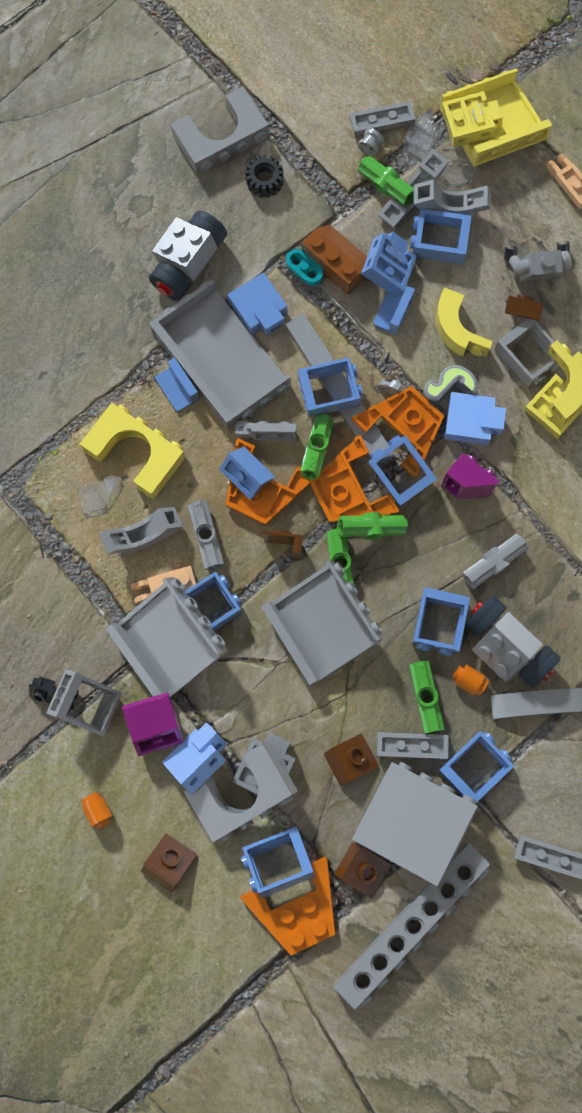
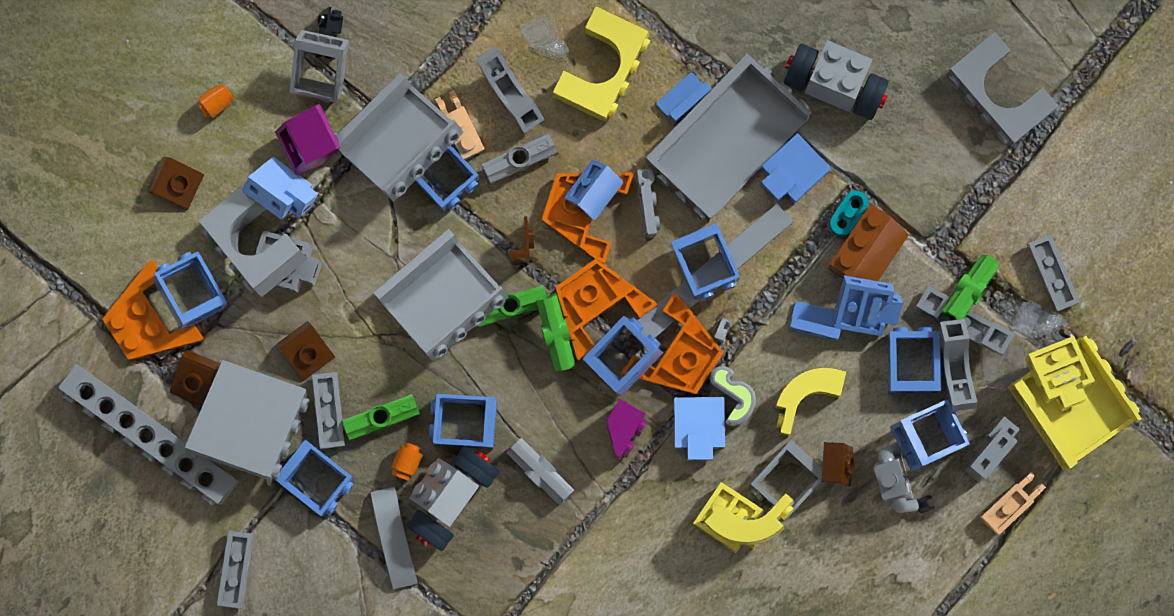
camera: 80 degrees right, 5 degrees up
(261, 165) = (961, 137): black tyre -> none
(314, 456) = (650, 260): bright green piece -> none
(370, 142) = (1018, 264): light grey wheel -> none
(513, 244) = (911, 444): none -> medium blue window
(529, 184) = (999, 443): none -> light grey piece

